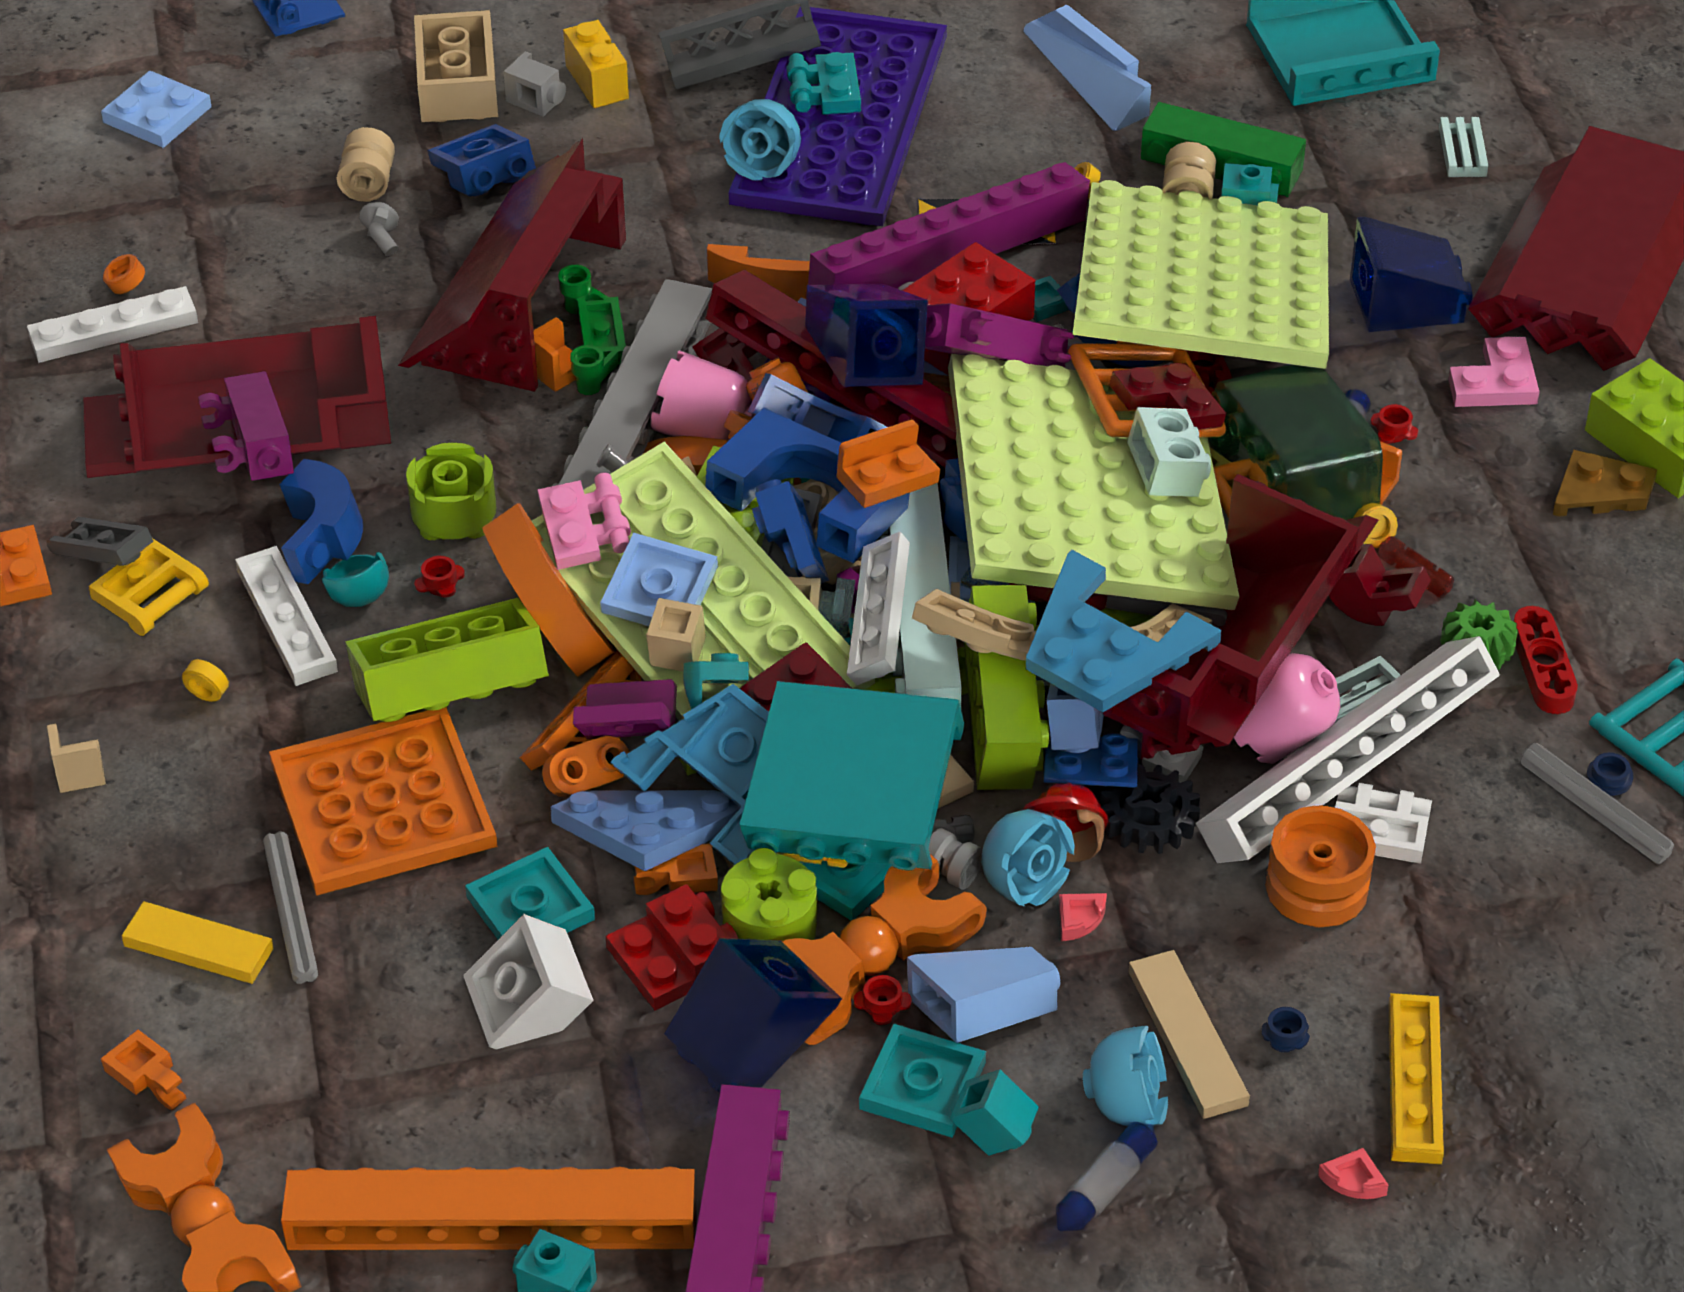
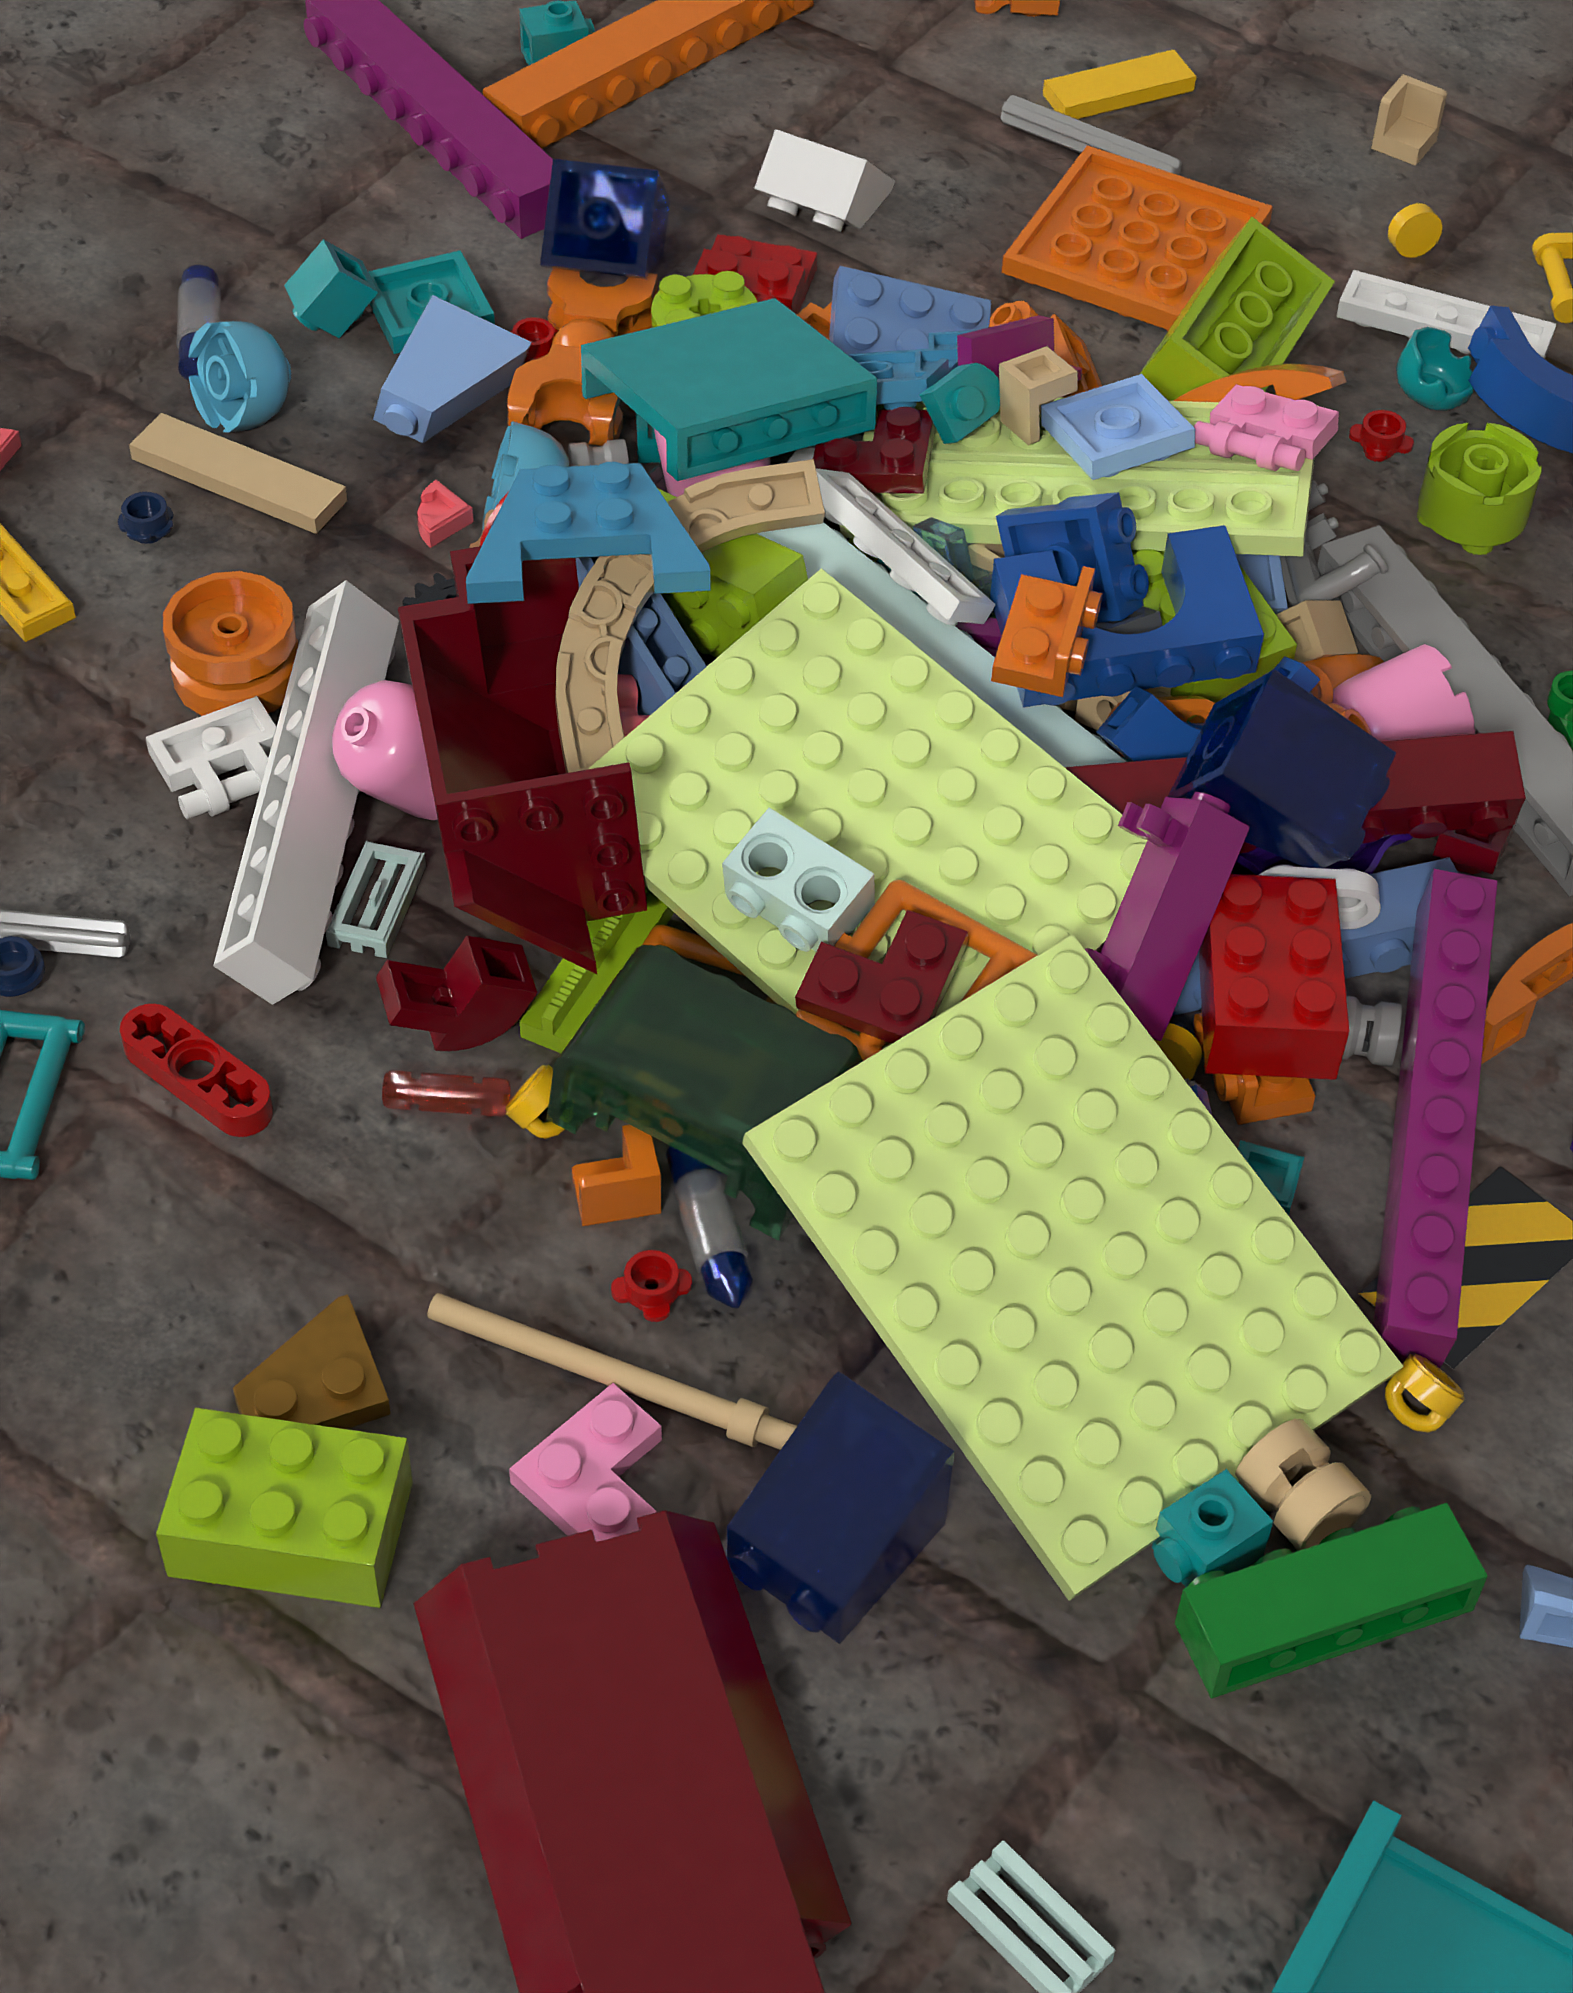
camera: 135 degrees right, 5 degrees up
(530, 887) = (910, 239): teal plate -> none
(1408, 353) = (743, 1420): none -> tan bar
(1491, 625) = (288, 1029): bright green gear -> none

